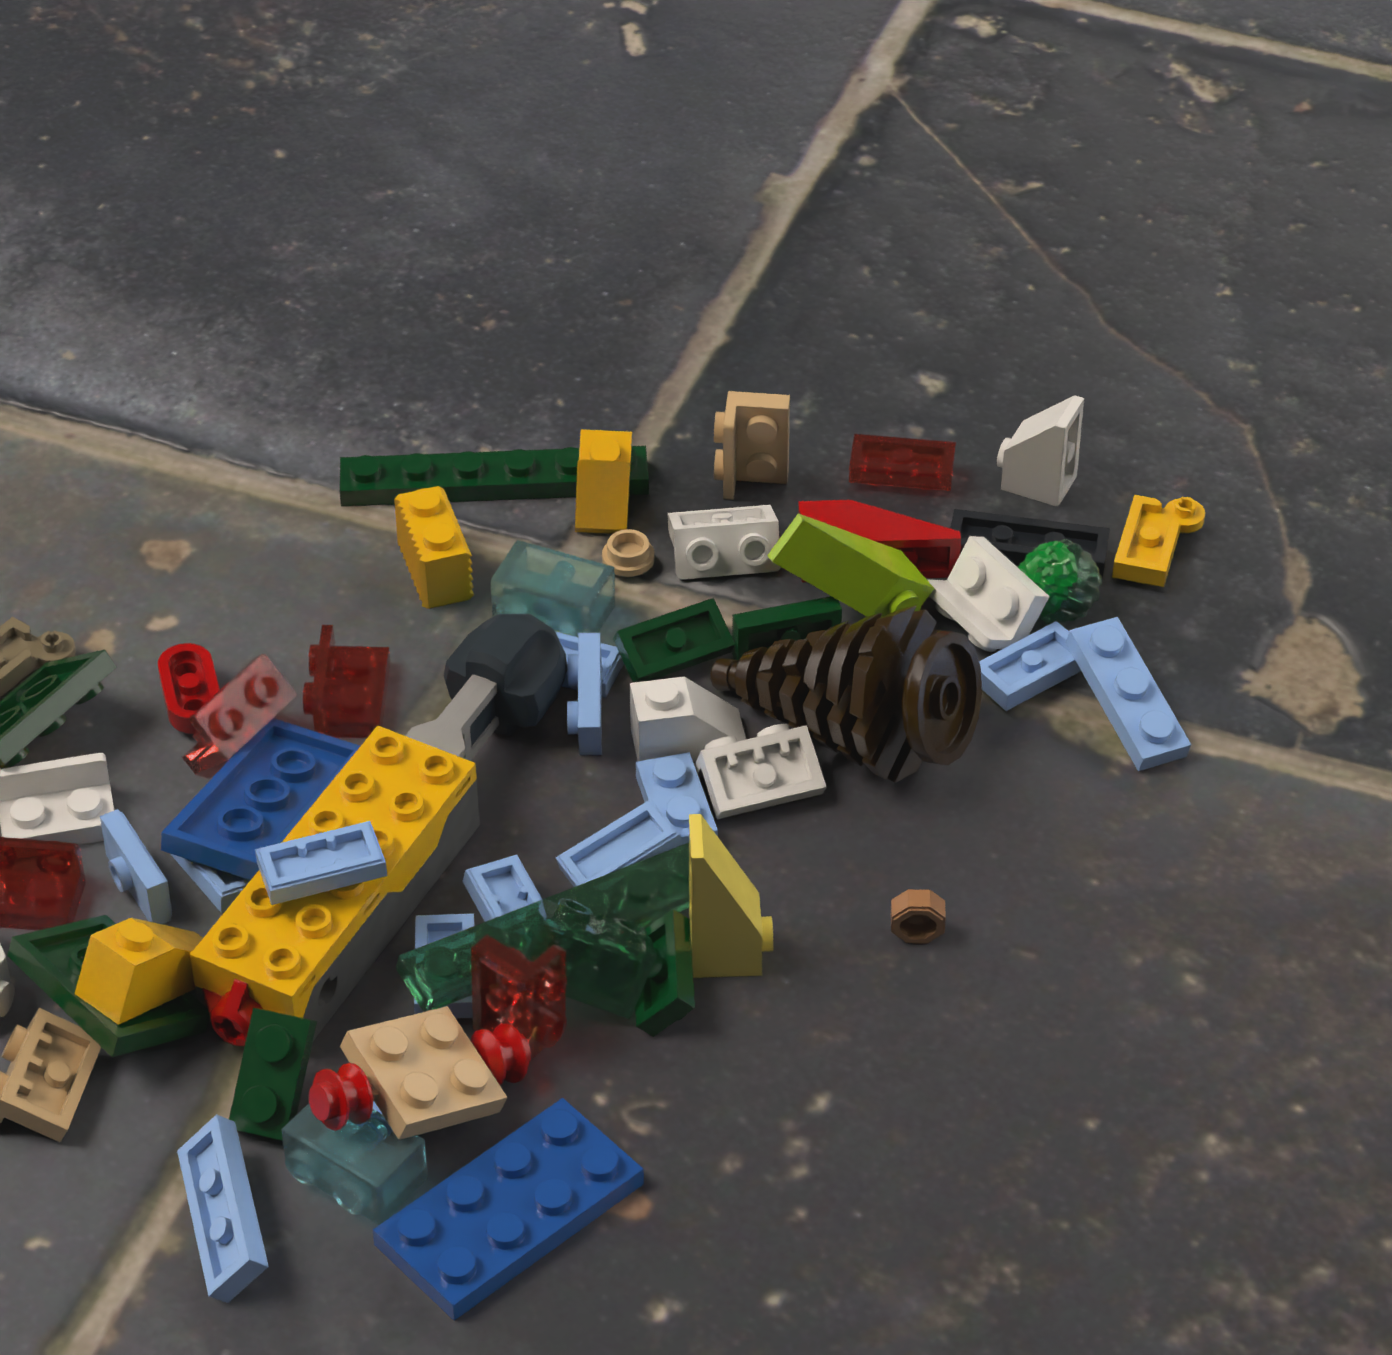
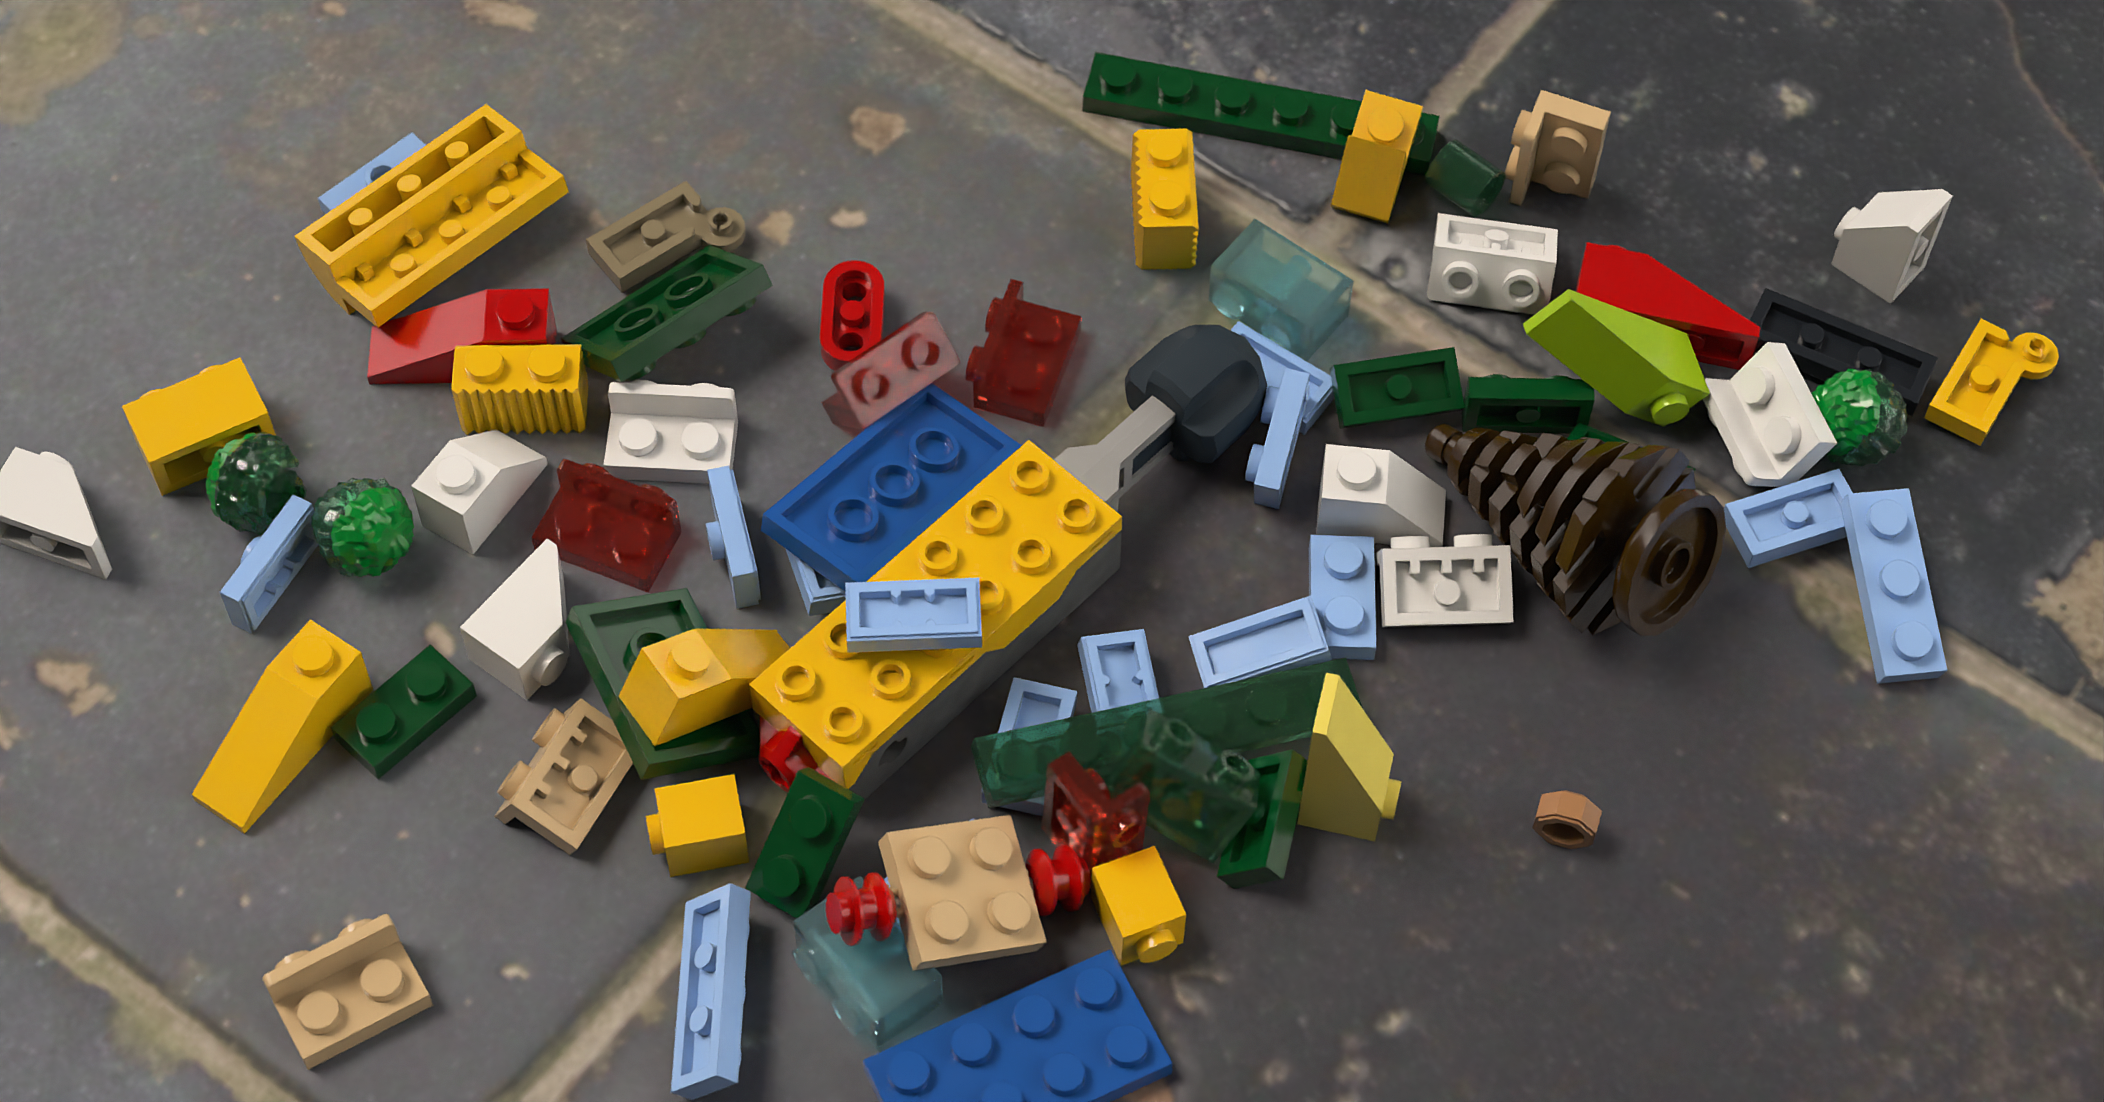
camera: 15 degrees right, 15 degrees up
(173, 1087) = (698, 826): none -> yellow brick
(576, 1058) = (1138, 906): none -> yellow brick
(628, 553) = (1379, 256): tan plate -> none
(681, 483) = (1465, 178): none -> clear green beam
(902, 462) = (1725, 207): clear red plate -> none

